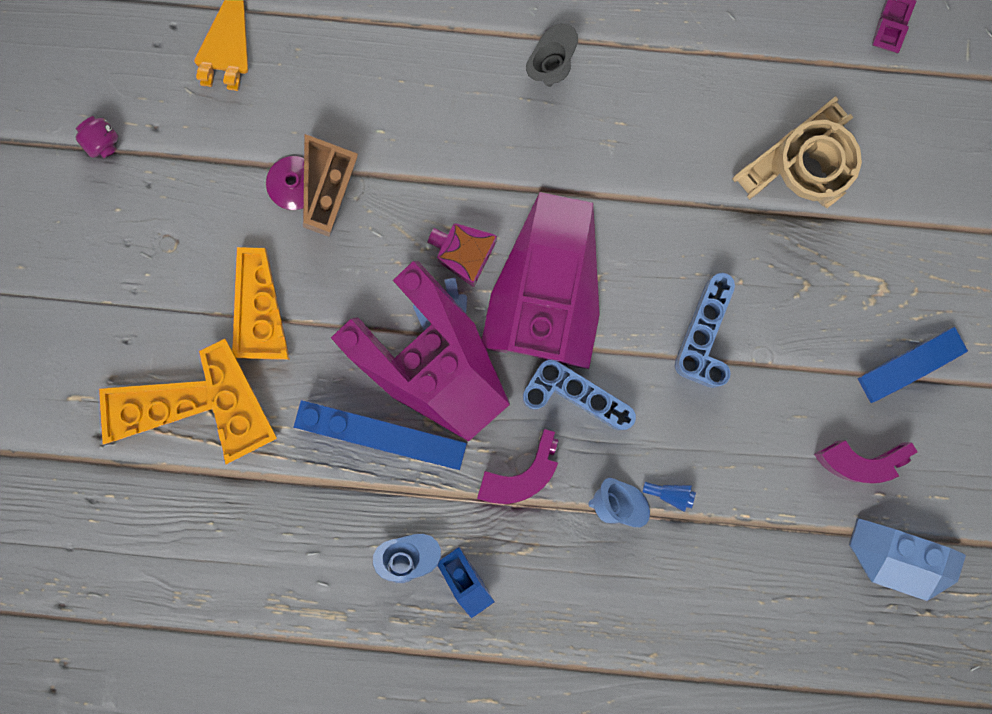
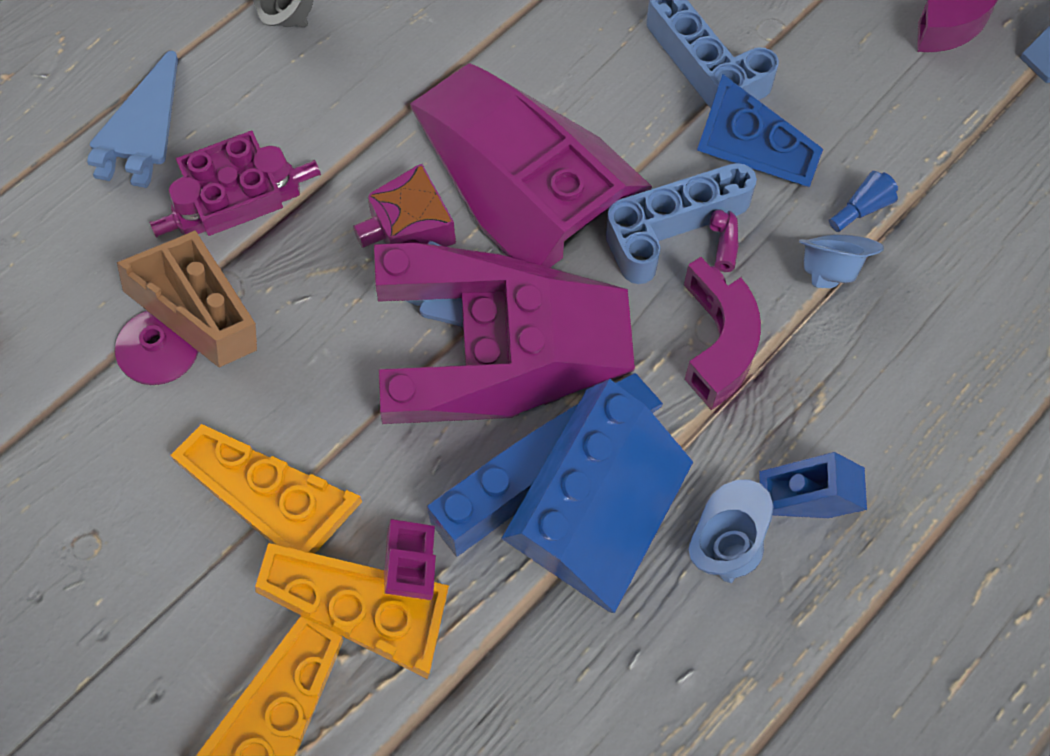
camera: 50 degrees left, 20 degrees down
(271, 411) = (409, 560): none -> magenta slope
(373, 479) = (601, 495): none -> blue slope
(406, 143) = (230, 186): none -> magenta piece
(410, 54) = (138, 127): none -> medium blue flag
(584, 437) = (728, 240): none -> magenta arm
(665, 406) = (754, 135): none -> blue wing

